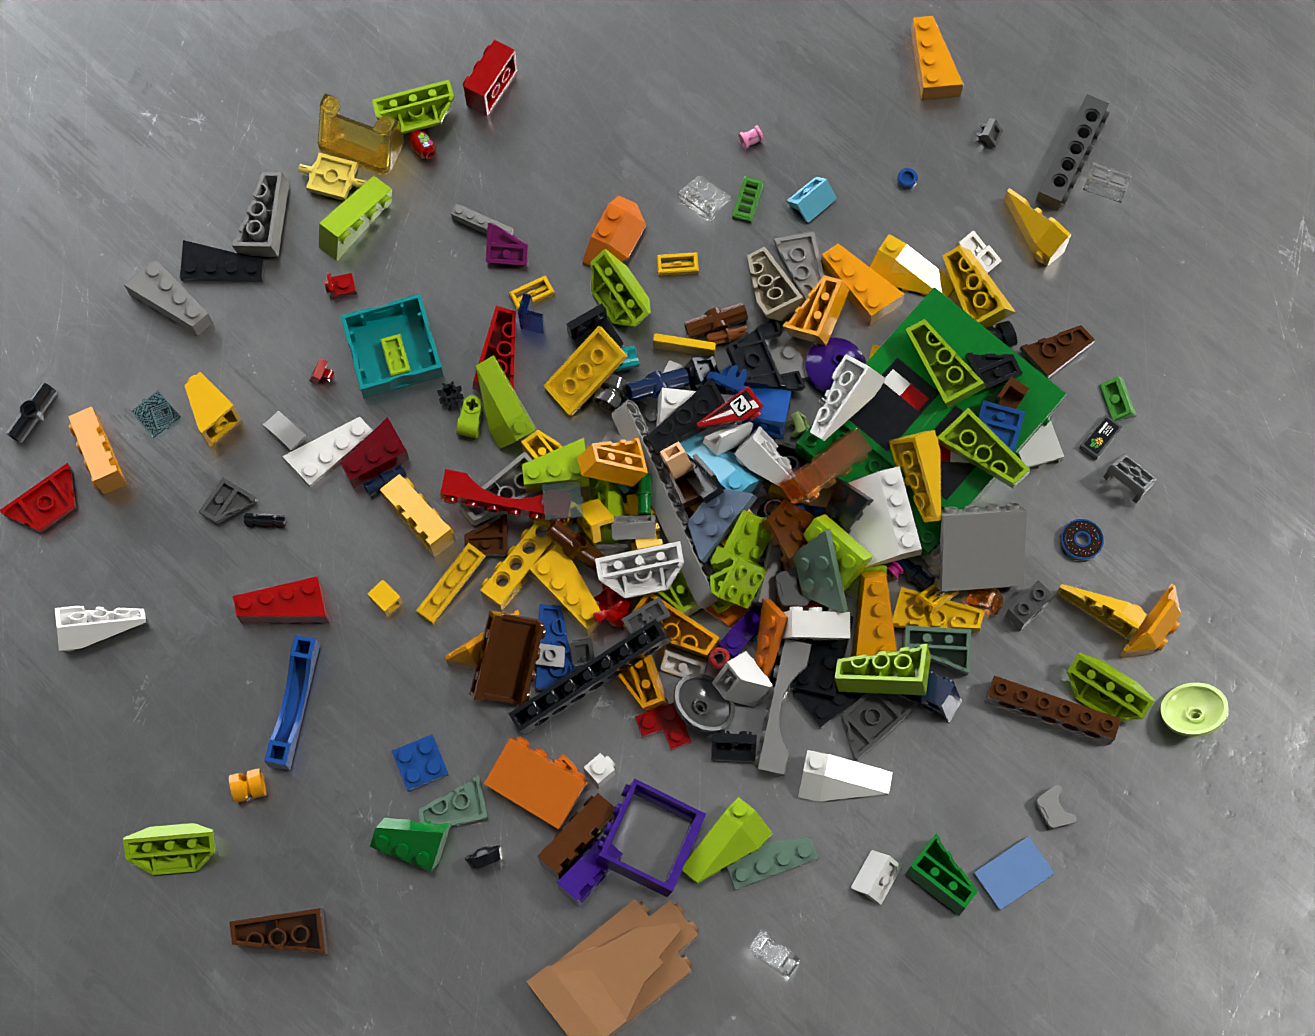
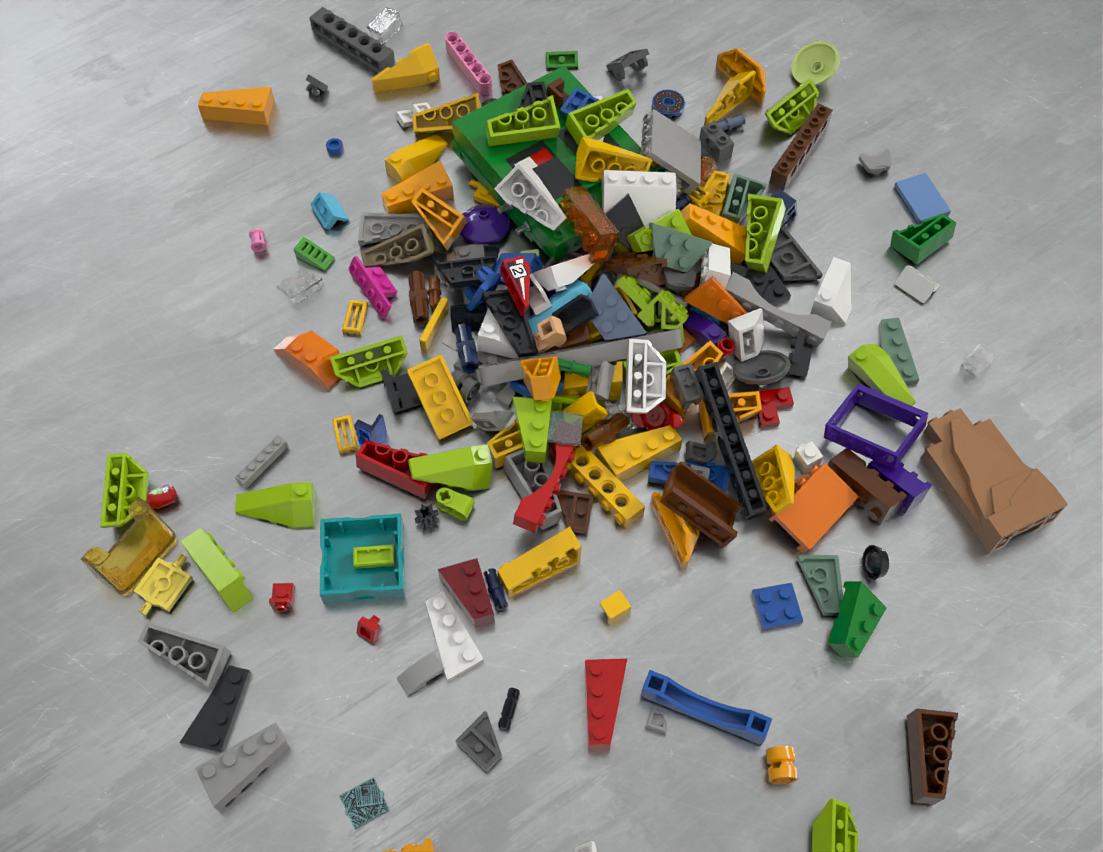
camera: 80 degrees left, 10 degrees down
(211, 409) = (379, 738): yellow slope -> none
(275, 661) = (656, 722): none -> light grey tile
(436, 256) = (282, 504): none -> lime wedge
(451, 583) = (612, 548): yellow tile -> none
(490, 77) = (117, 422): red brick -> none
(505, 247) = (294, 444): magenta wing -> none
(567, 429) = (493, 420): none -> light grey panel
(568, 734) = (776, 477): none -> yellow wedge
(723, 273) = (374, 284): none -> dark pink bracket
(1067, 616) = (729, 123): none -> sand blue pin
(1077, 283) = (468, 63): none -> bright pink beam
(1100, 437) = (589, 75): tile -> none

